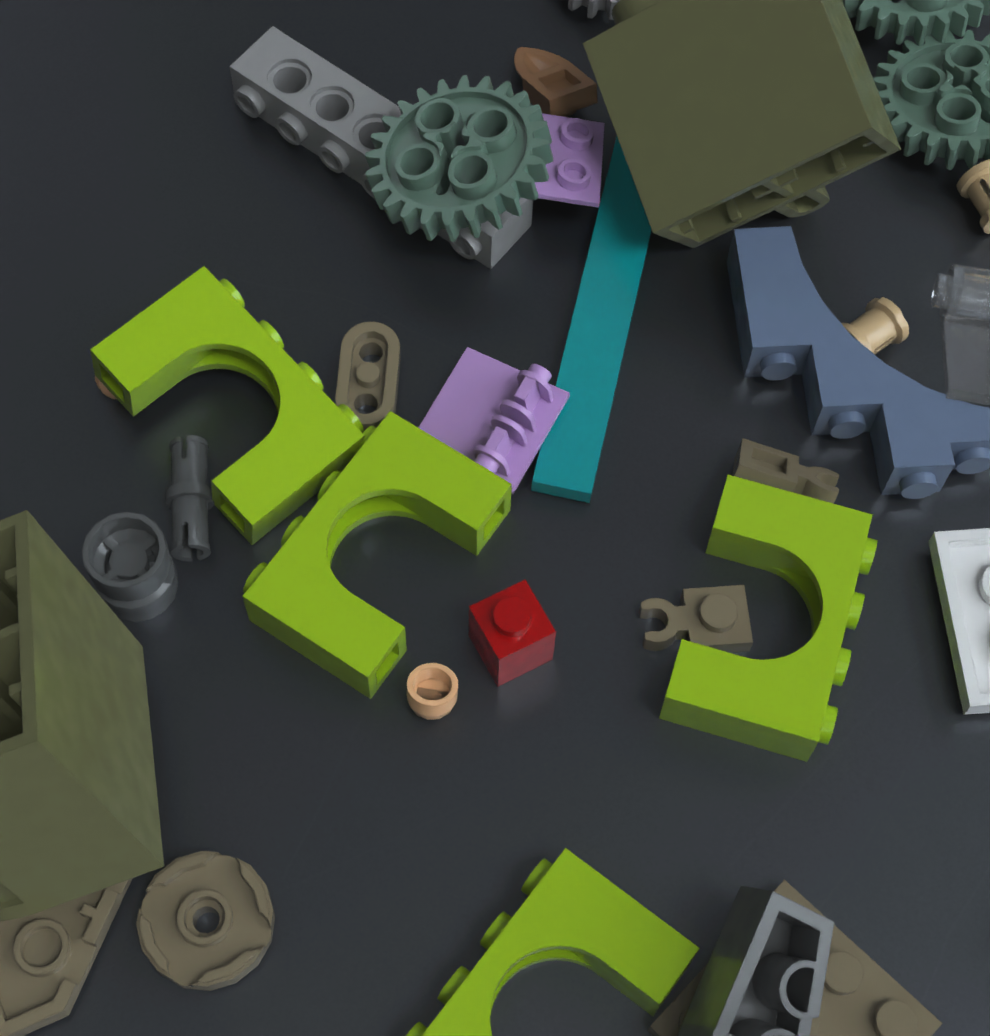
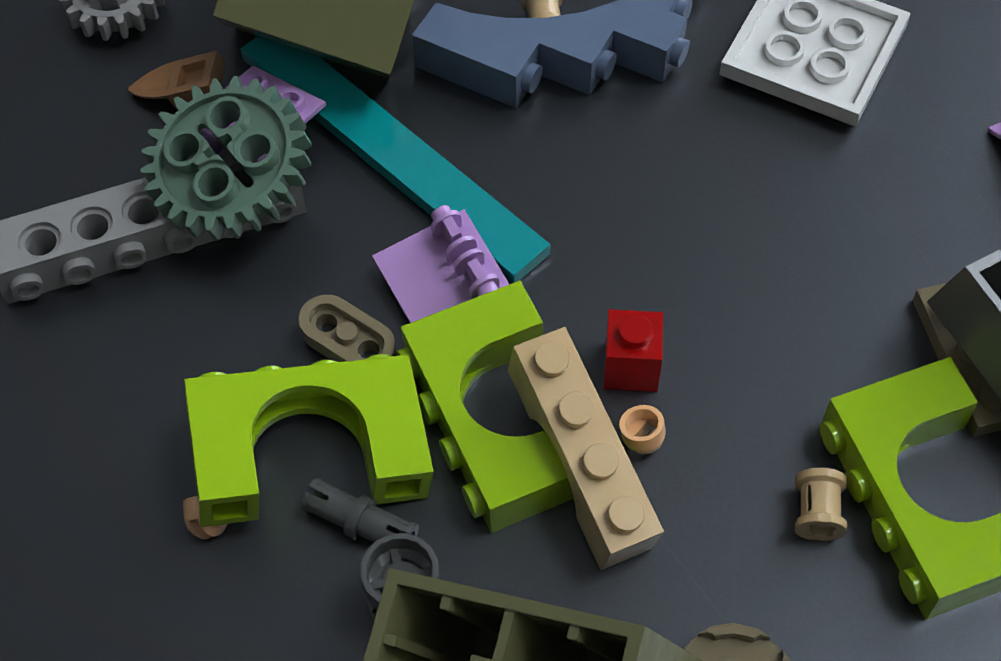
camera: 55 degrees left, 5 degrees down
(329, 678) = (603, 482): none -> tan arch
(453, 905) = (820, 504): none -> tan bush
(706, 617) = (692, 232): dark tan plate -> none
(783, 471) = (613, 127): dark tan plate -> none
(783, 699) = (700, 134): lime arch -> none

